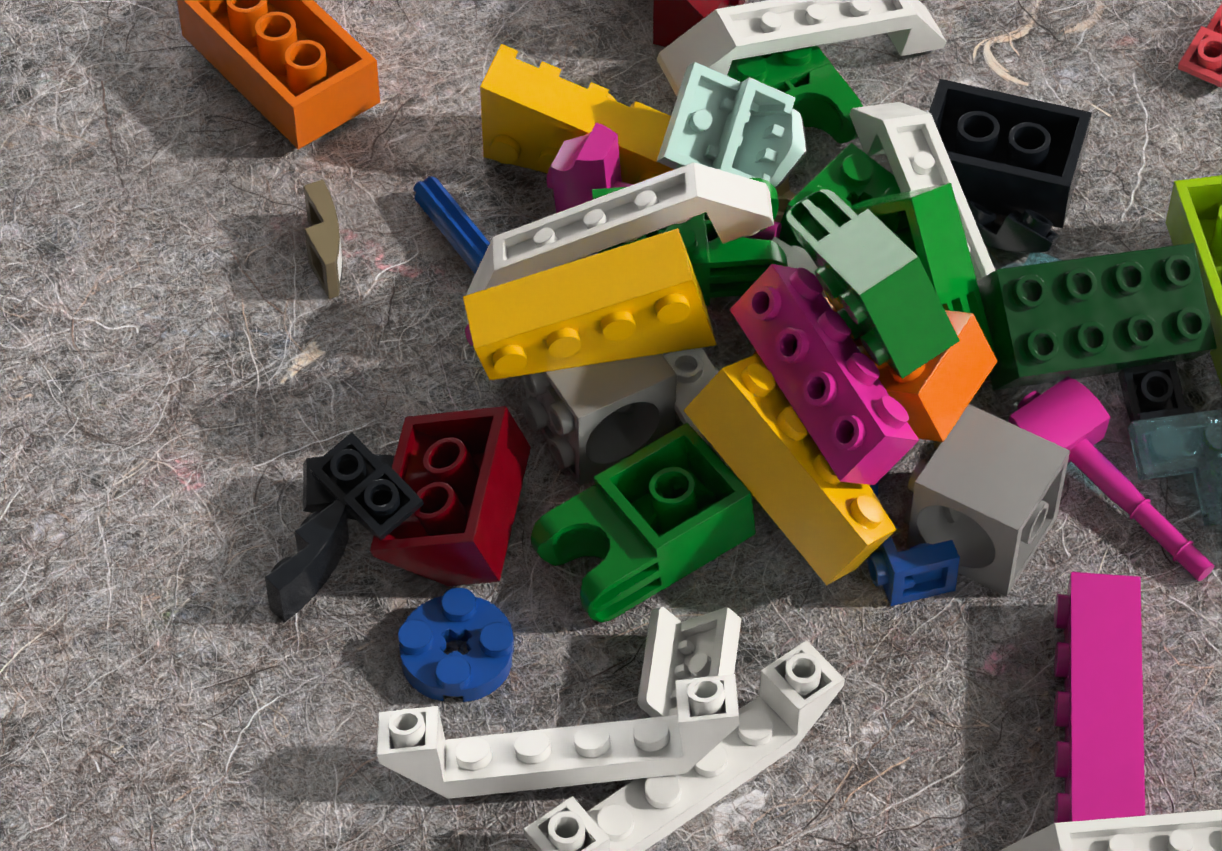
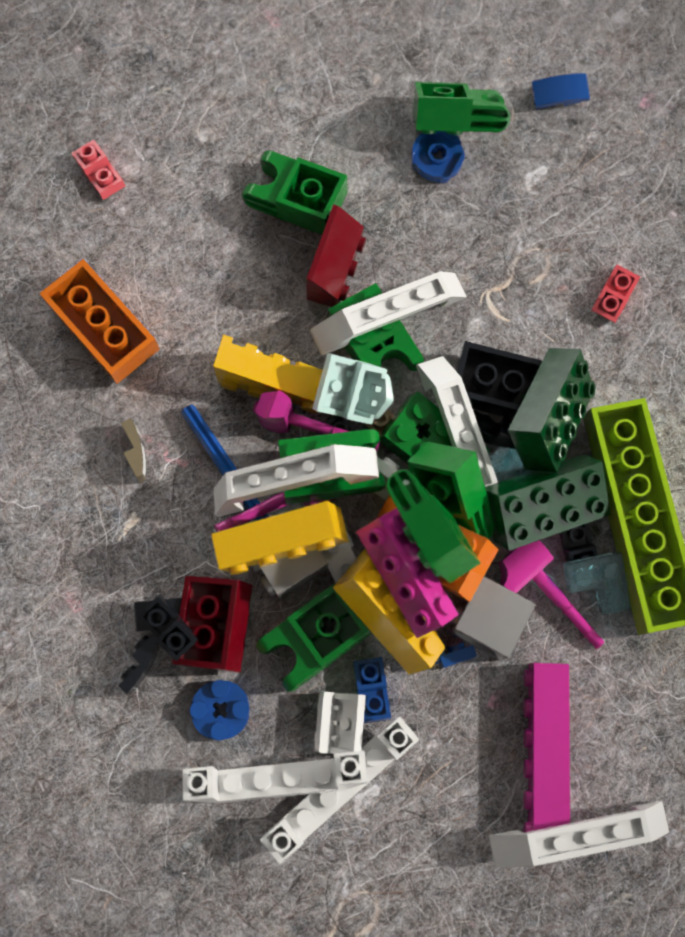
camera: 10 degrees left, 25 degrees up
(759, 604) = (372, 682): none -> blue slope
(1100, 171) = (552, 410): none -> dark green brick

